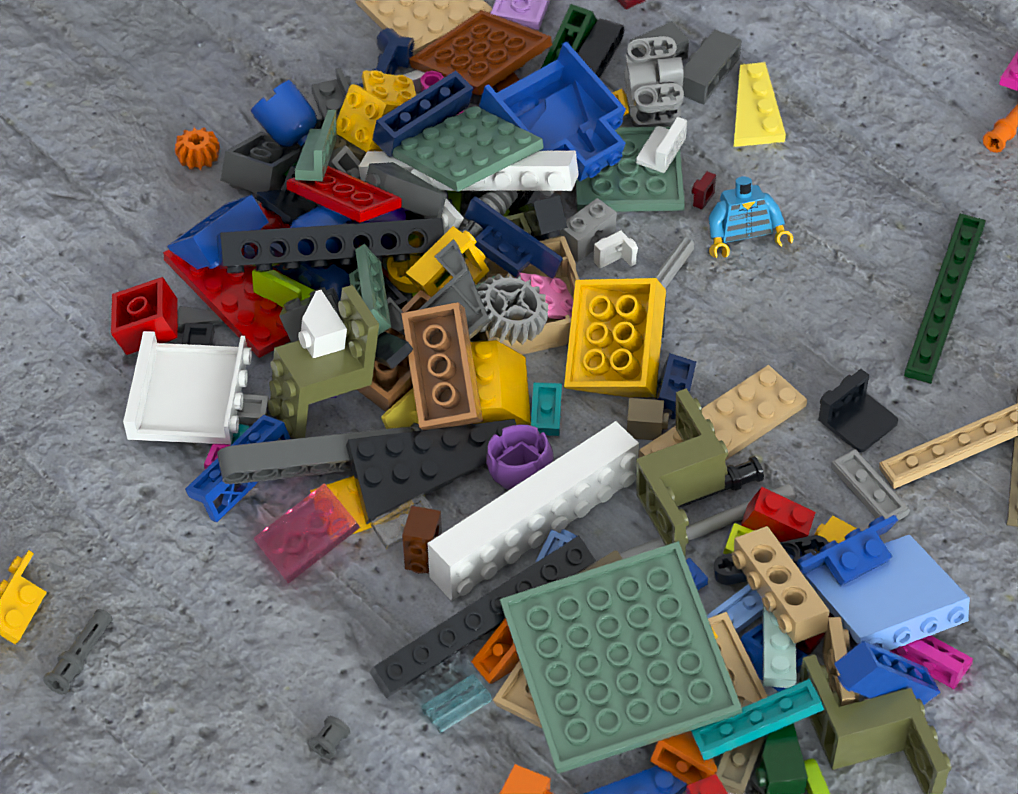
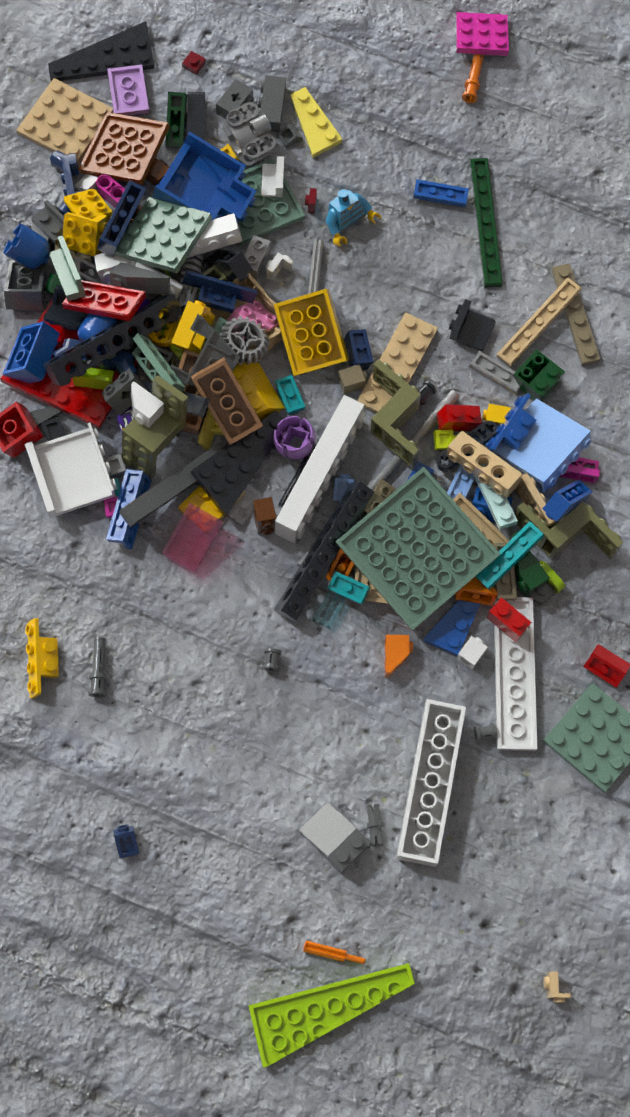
camera: 30 degrees left, 20 degrees up
(494, 680) = (349, 587): none -> teal plate
(715, 110) = (290, 135): none -> dark grey slope
(895, 239) = (440, 193): none -> blue plate
(929, 509) = (538, 376): none -> dark green slope

